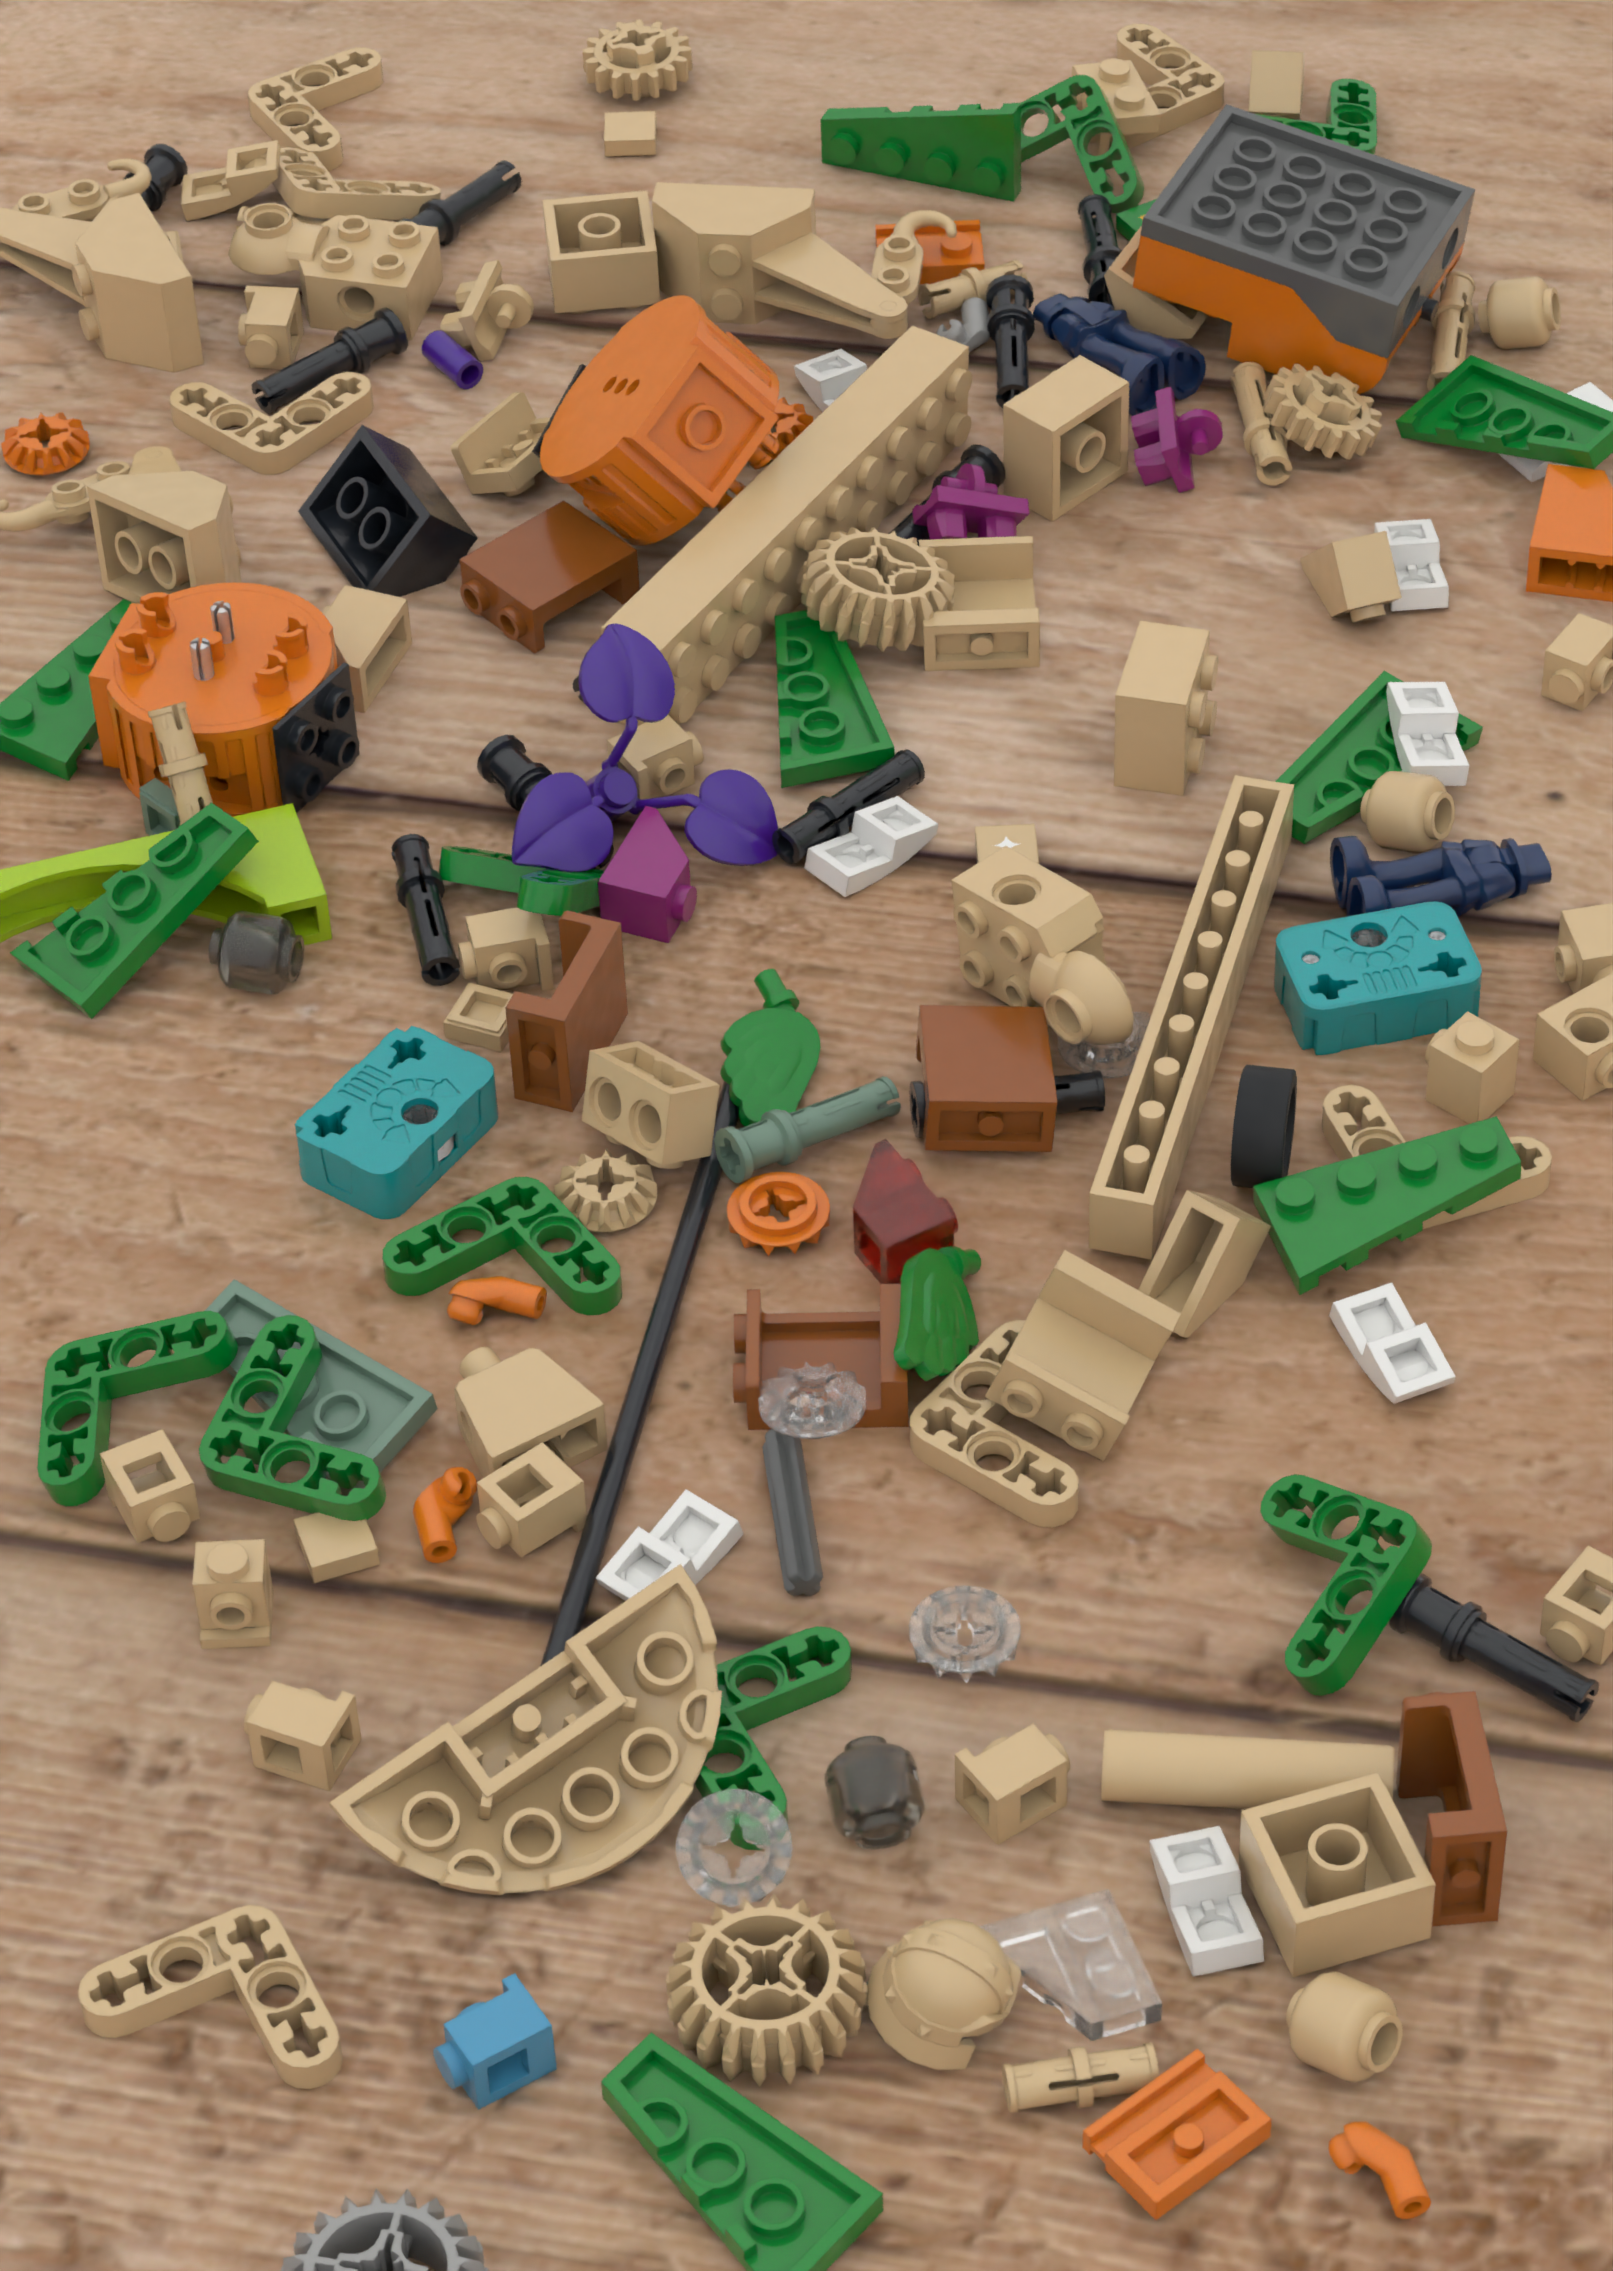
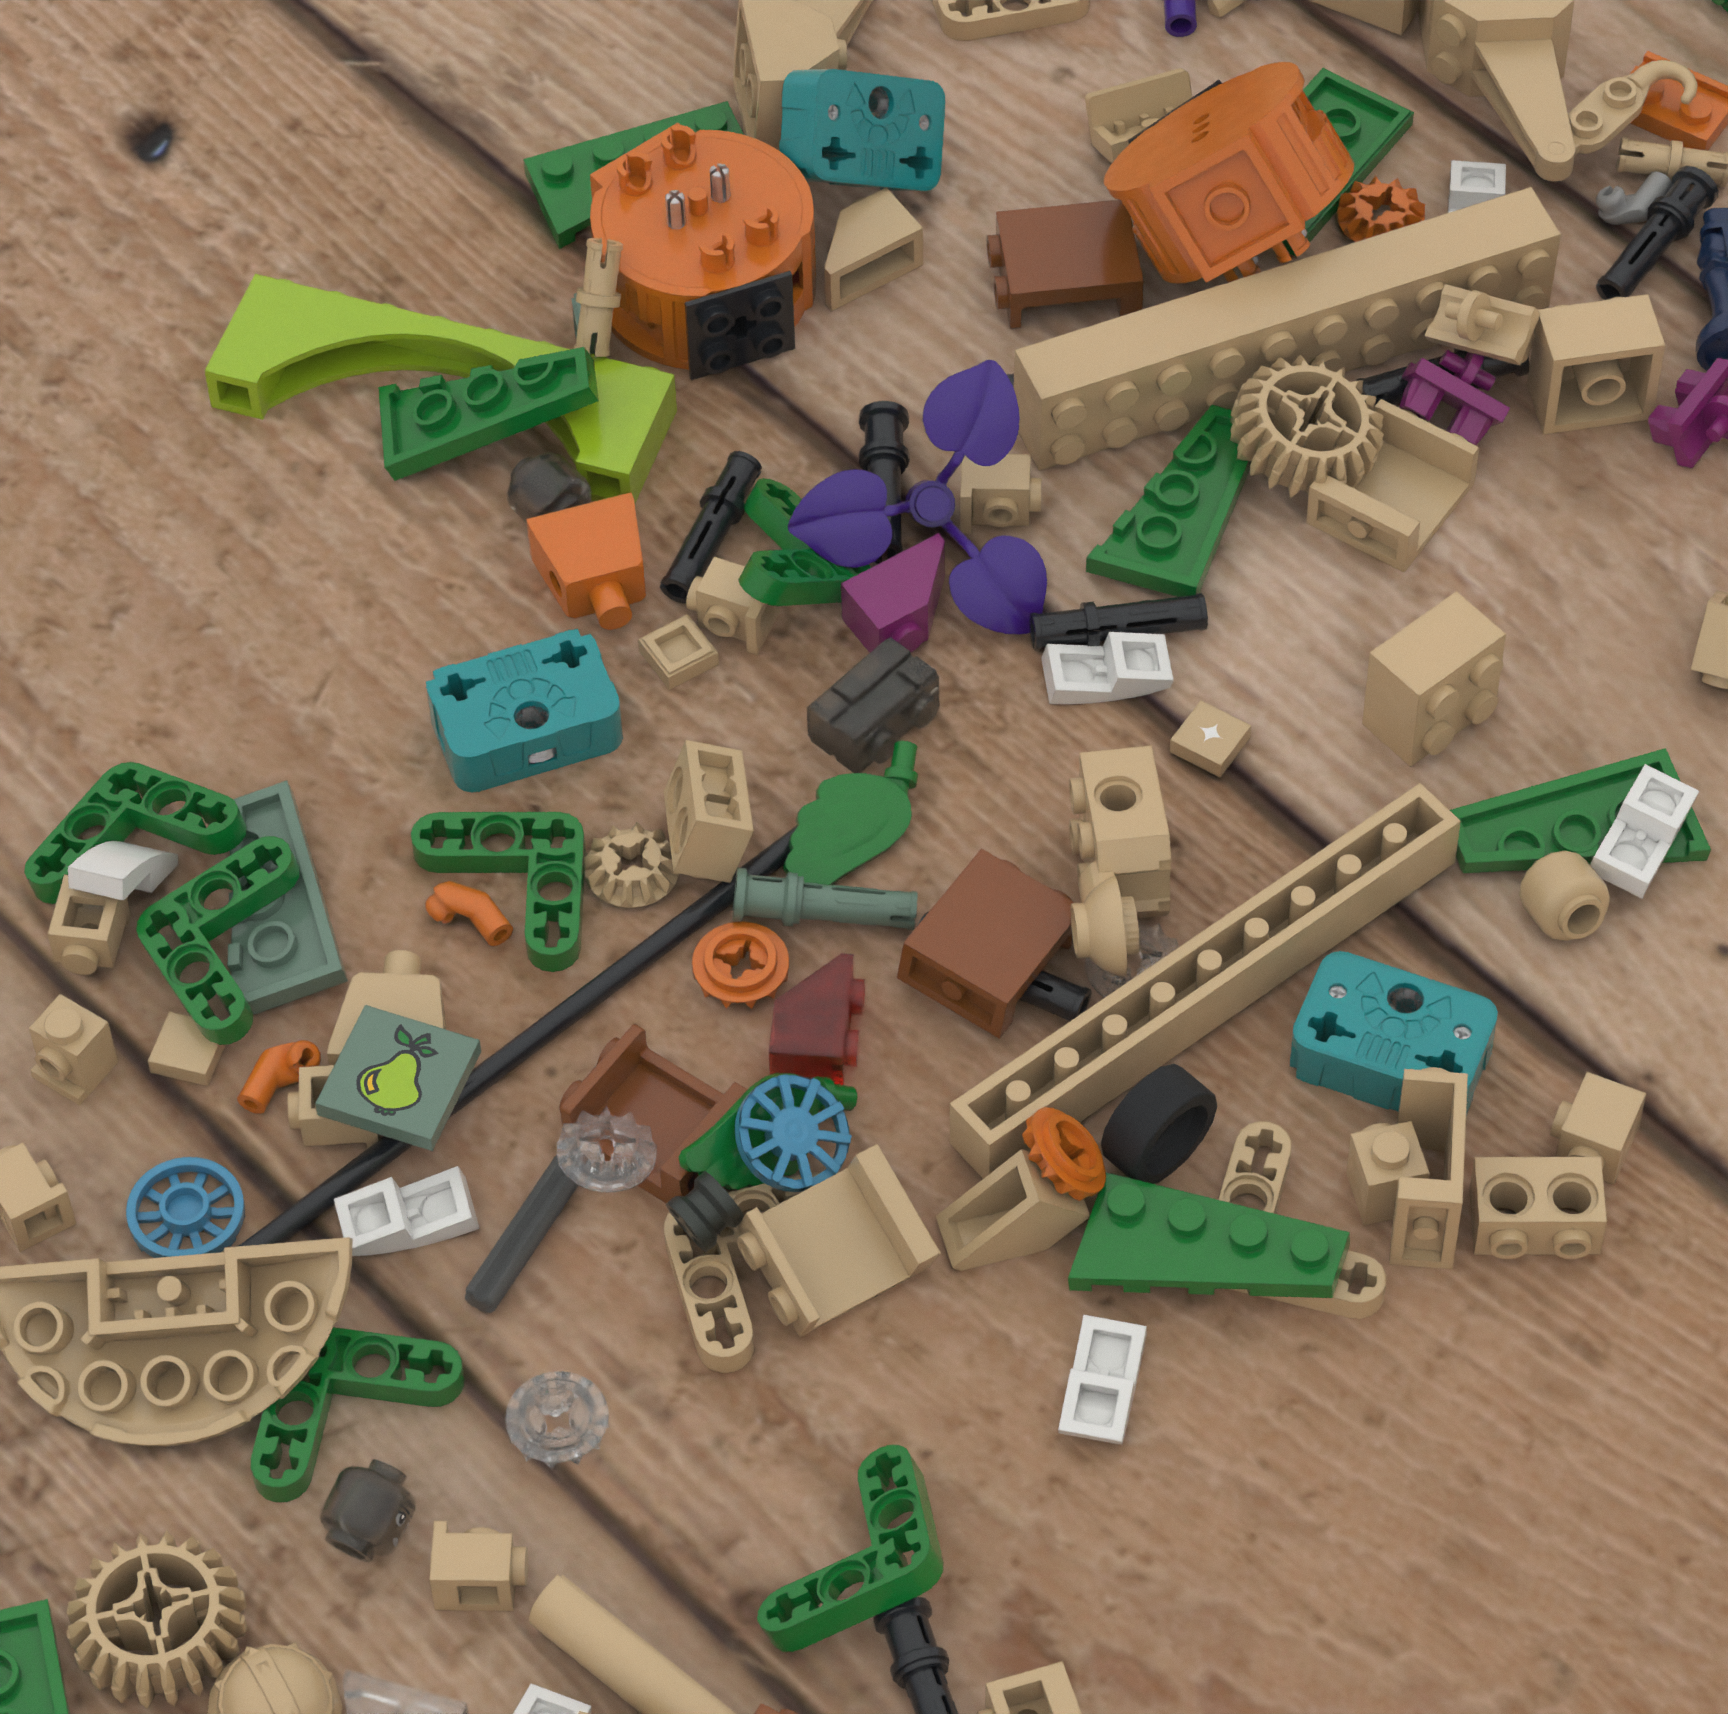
camera: 35 degrees right, 10 degrees up
(146, 1425) = (119, 868): none -> white slope
(295, 538) = (863, 129): none -> teal axle
(343, 981) = (591, 558): none -> orange torso
(386, 518) = (993, 135): black slope -> none
(457, 1664) = (185, 1208): none -> dark azure wheel
(583, 1435) = (398, 1077): none -> sand green tile
(586, 1011) = (722, 698): dark orange panel -> none
(707, 965) = (874, 706): none -> clear smoke brick
(711, 1823) = (205, 1495): clear gear -> none
(955, 1390) = (705, 1211): none -> pearl dark grey wheel
(965, 438) = (1484, 325): none -> tan hips
(969, 1294) = (792, 1132): none -> dark azure wheel
(1218, 1180) = (1065, 1153): none -> orange gear
(1455, 874) = (1568, 984): dark blue piece -> none
(1549, 1037) = (1430, 1209): none -> tan panel

